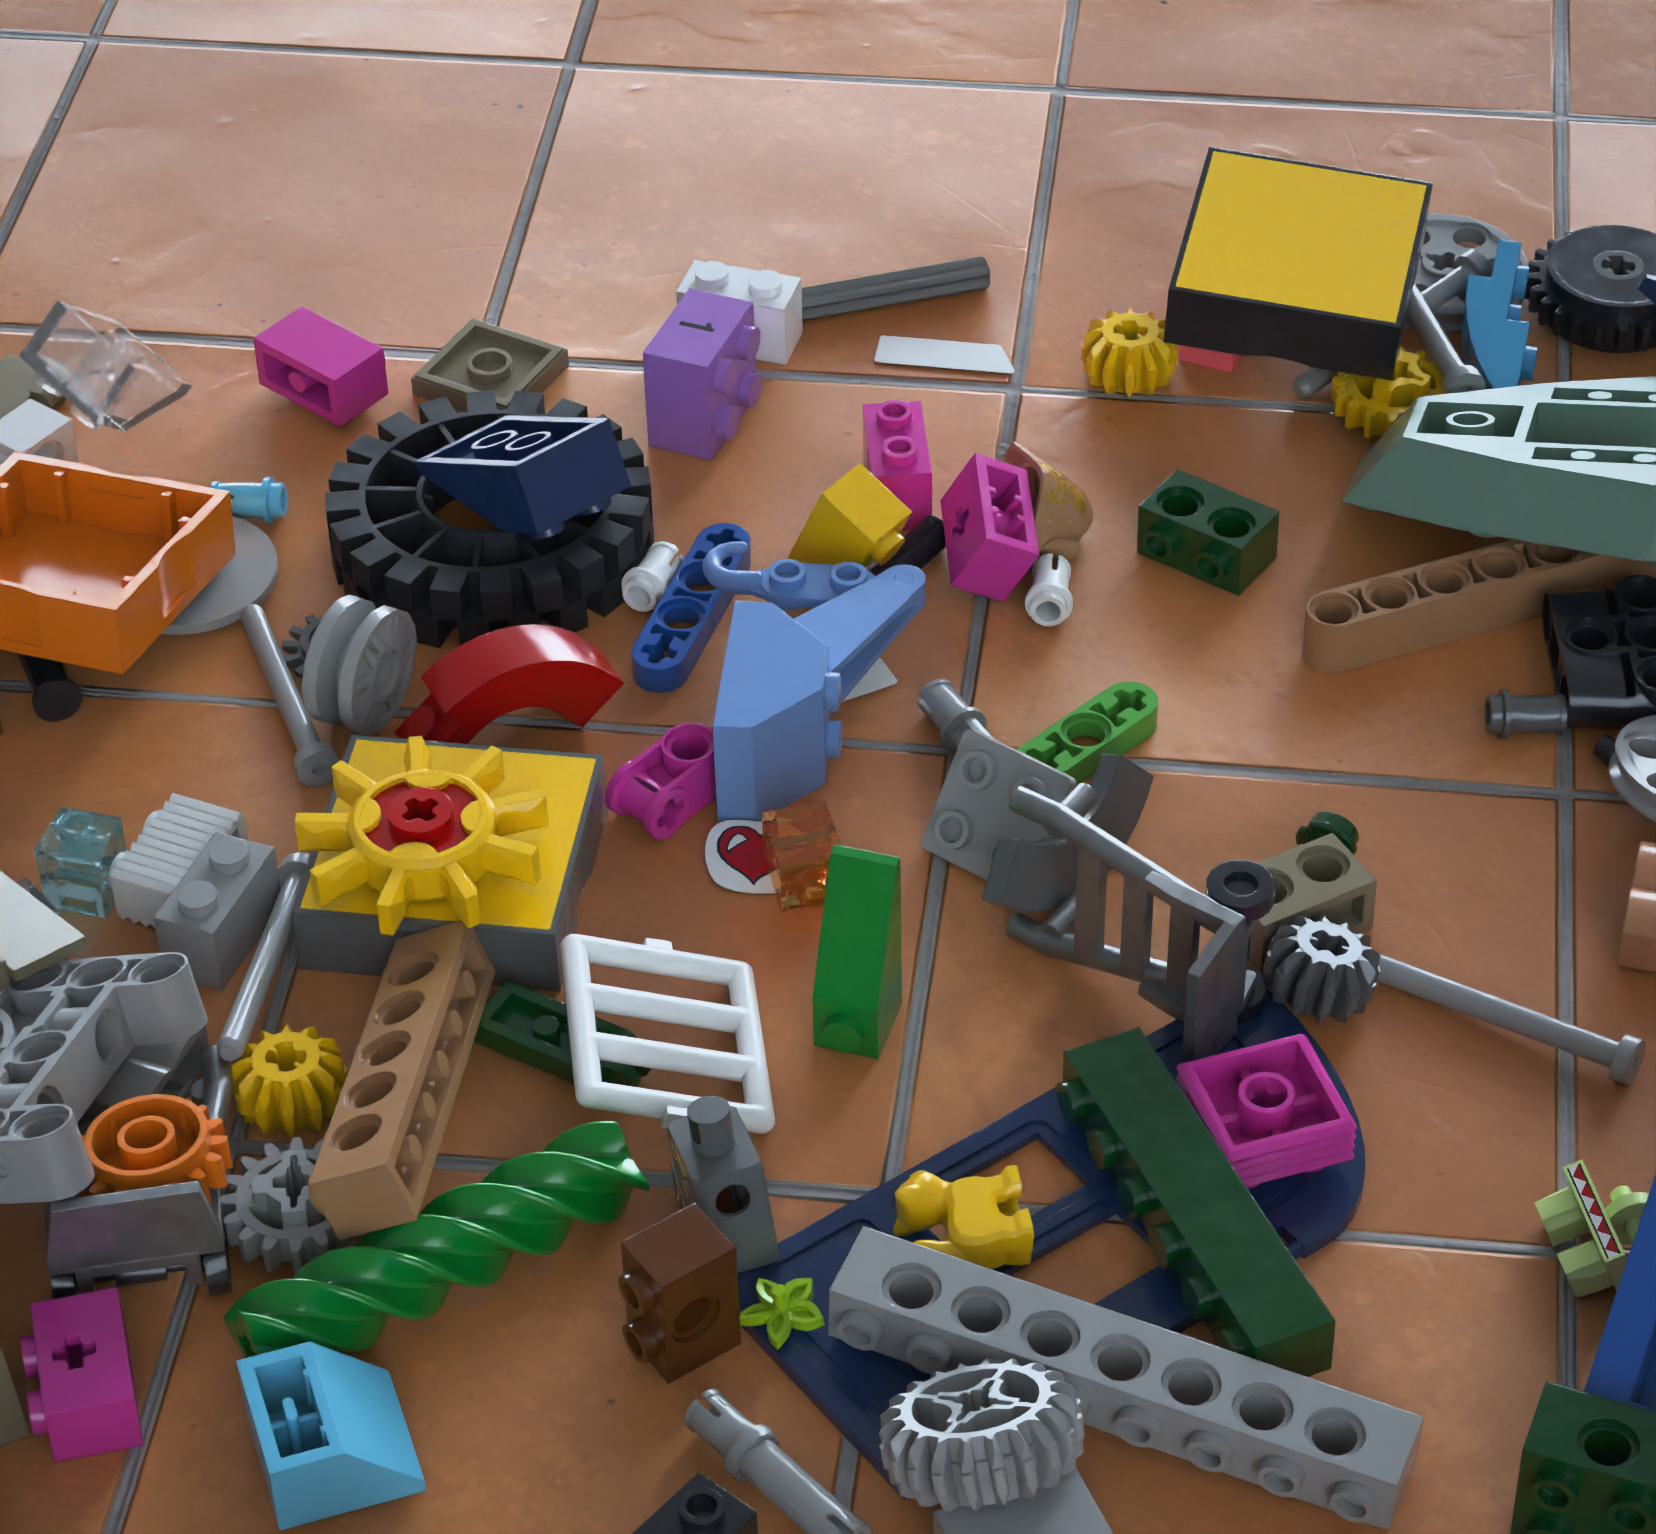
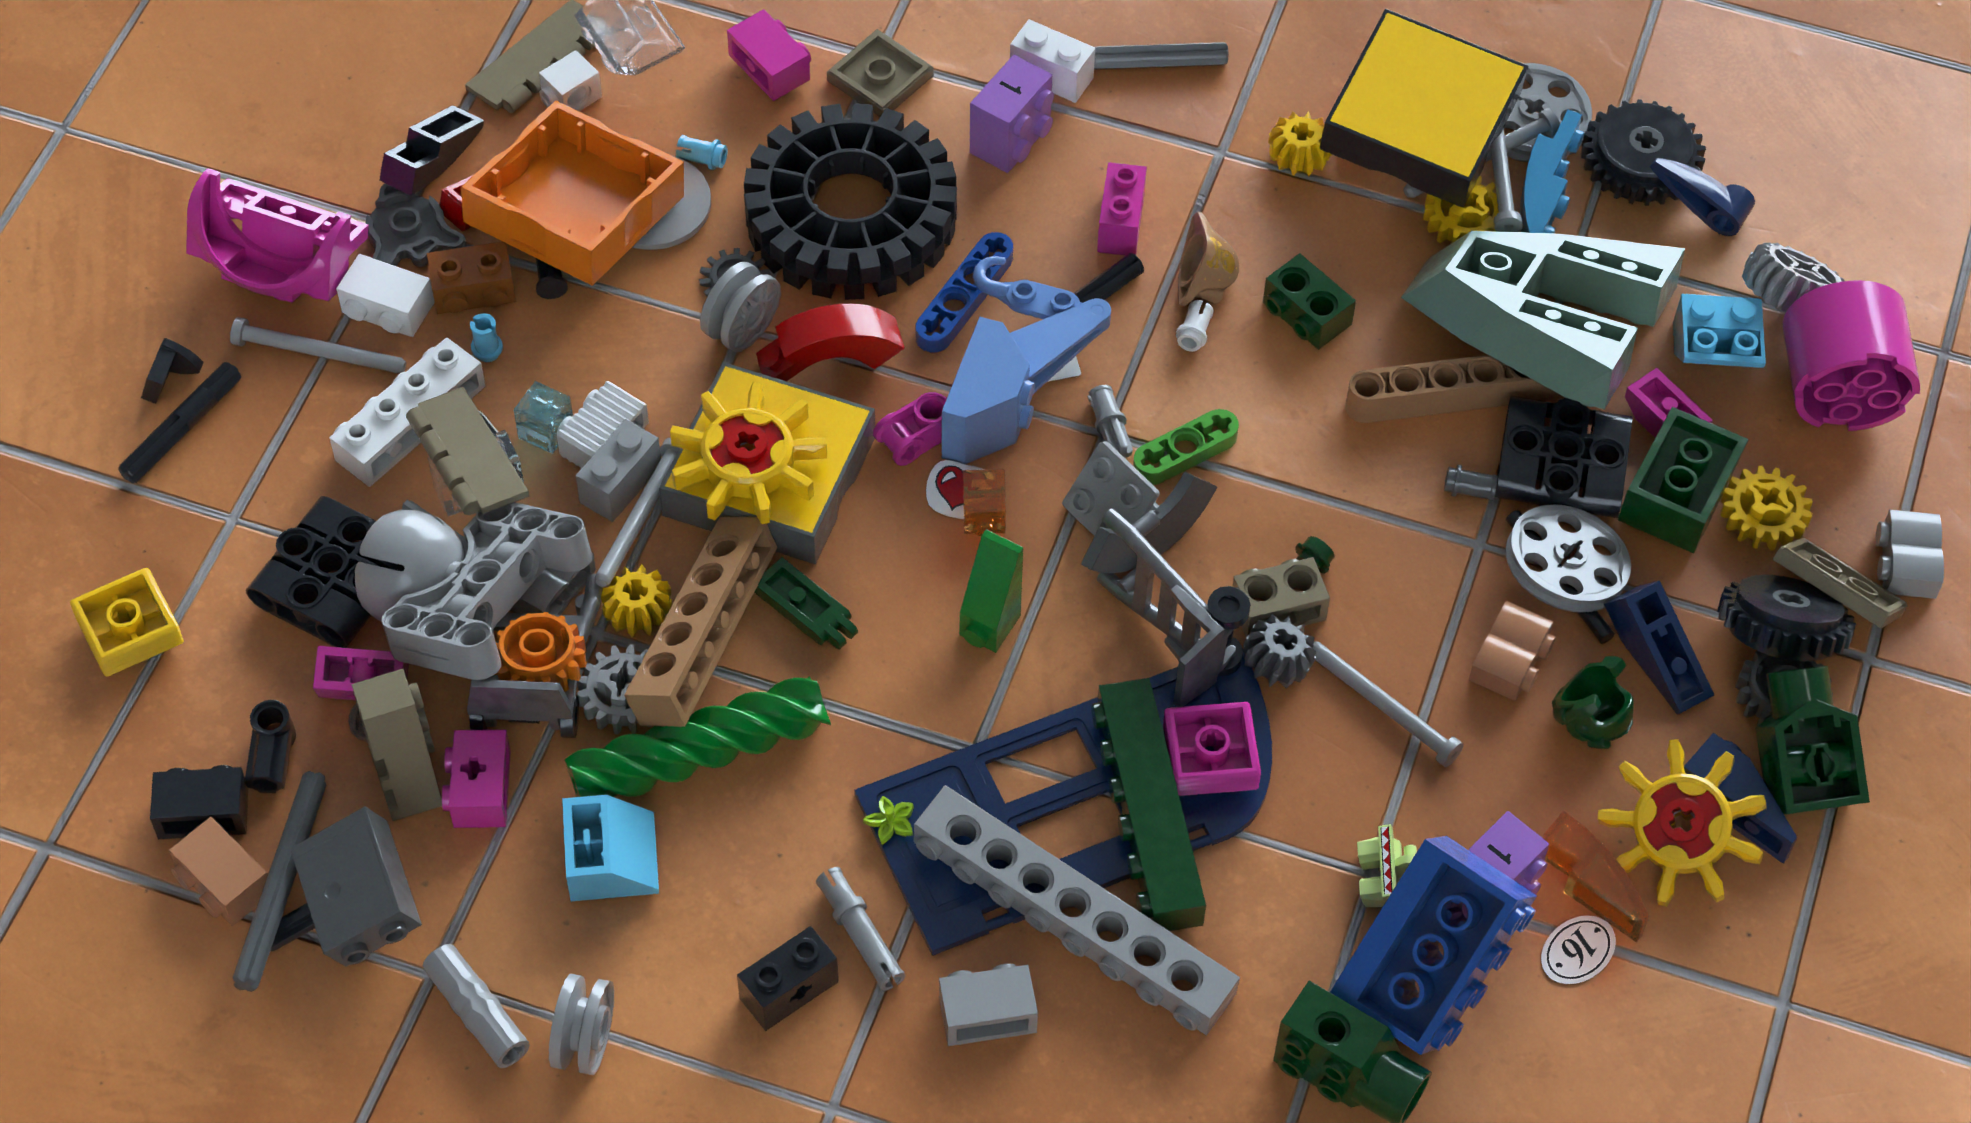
camera: 10 degrees right, 15 degrees up
(313, 757) = (701, 367): light grey bar -> none
(531, 471) = (876, 182): dark blue slope -> none
(646, 584) = (939, 270): white pin -> none
(659, 958) = (816, 620): white bar -> none
(680, 1293) = (829, 803): reddish brown brick -> none
(716, 1154) = (872, 722): dark grey torso -> none
(853, 523) = (1077, 258): yellow slope -> none
(942, 354) = (1180, 114): white sticker -> none
(978, 1216) = (1017, 785): yellow animal -> none
(981, 1435) = (978, 936): light grey gear -> none
(989, 527) = (1165, 274): dark pink brick -> none

